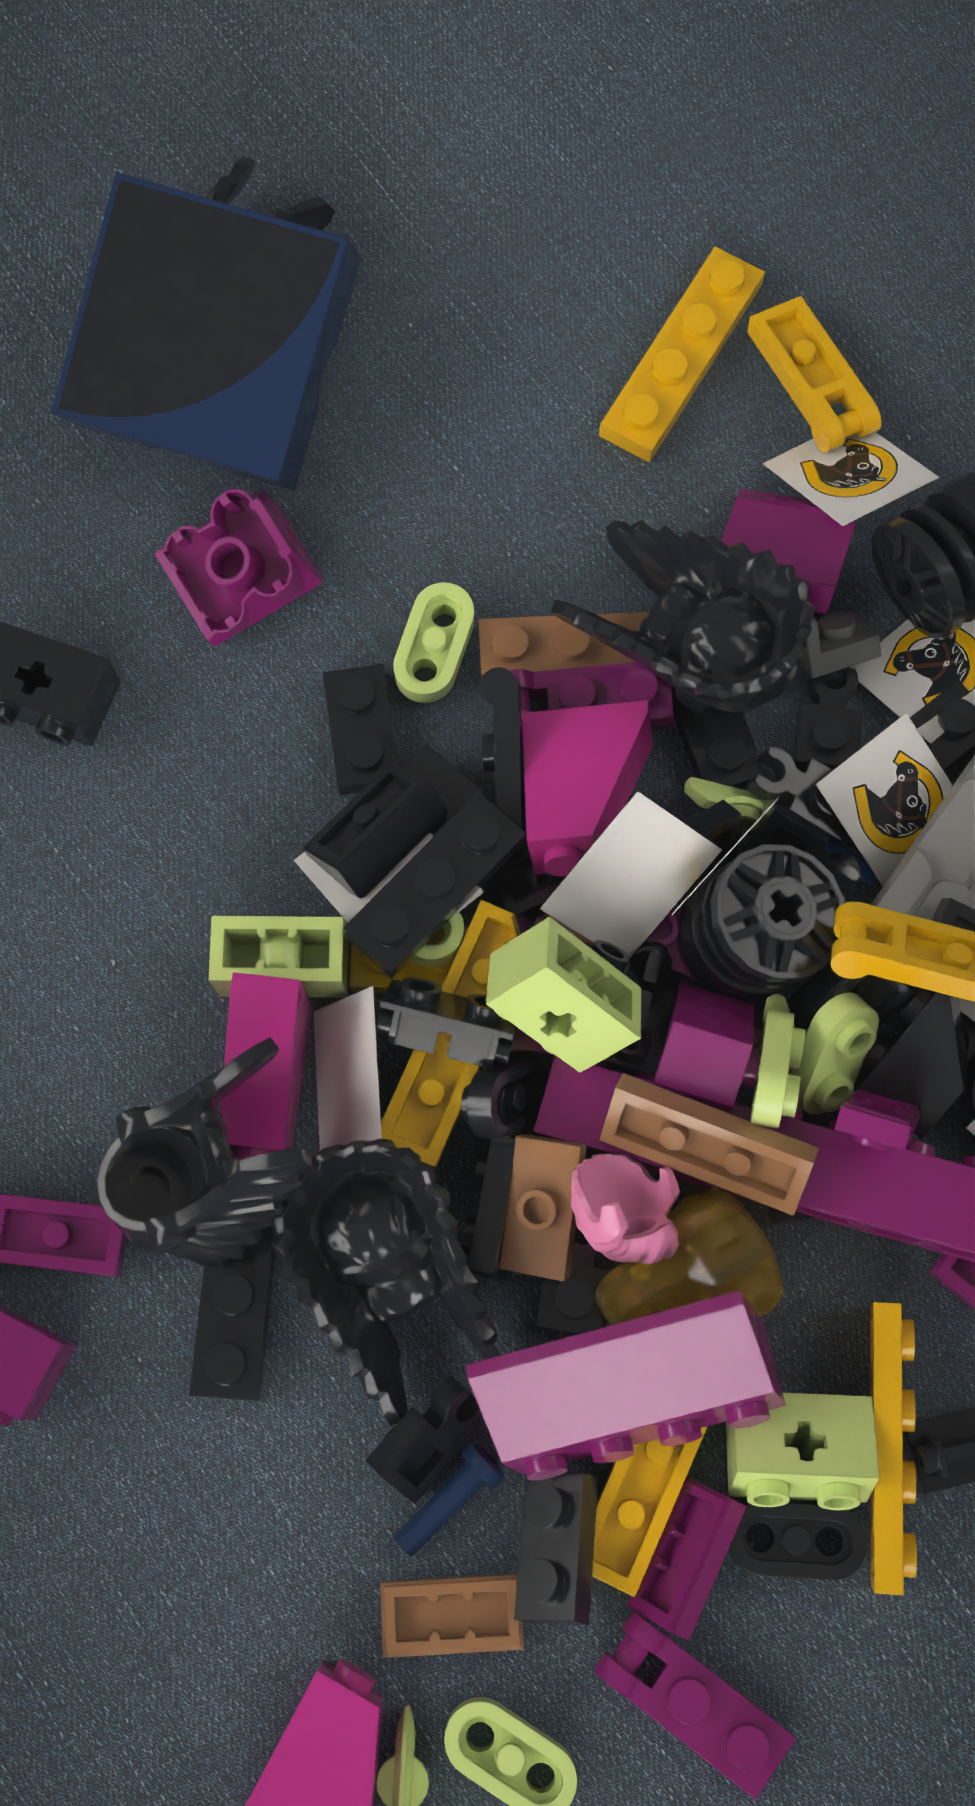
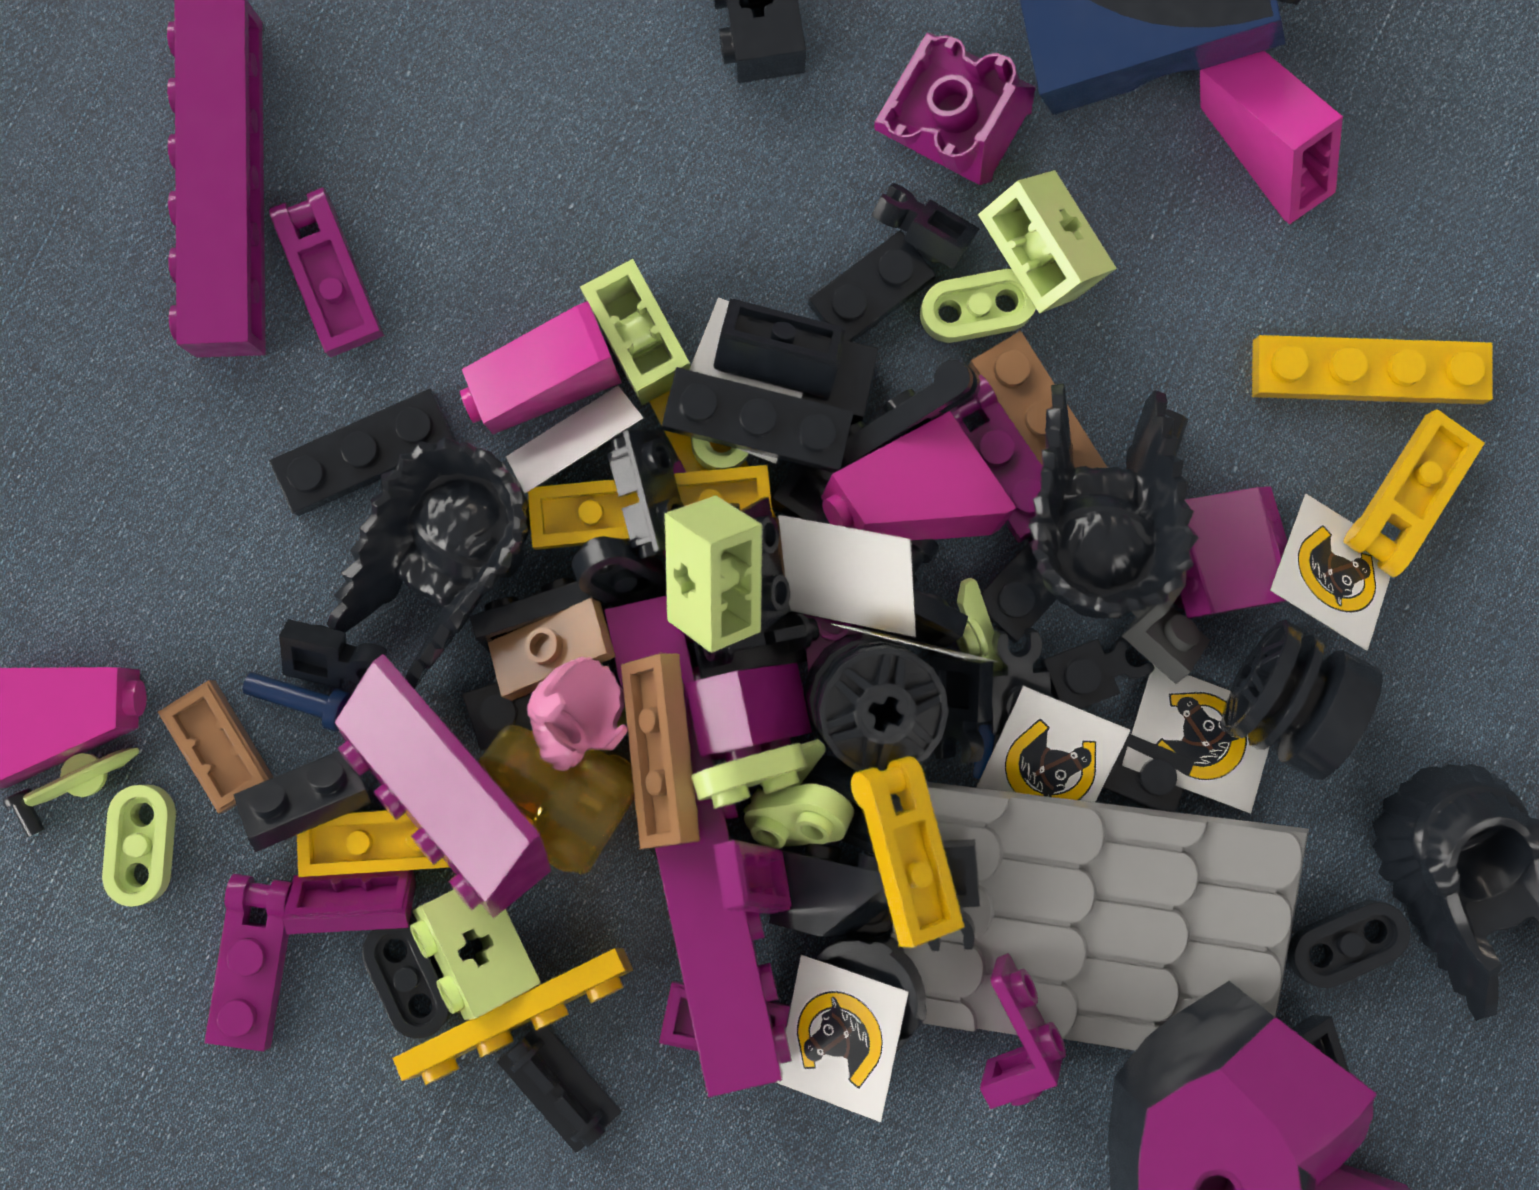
camera: 60 degrees right, 10 degrees up
(180, 1187) = (405, 348): black piece -> none
(339, 644) = (929, 227): none -> black plate
(412, 549) = (1046, 240): none -> yellowish green brick
(426, 313) = (1275, 130): none -> dark pink slope

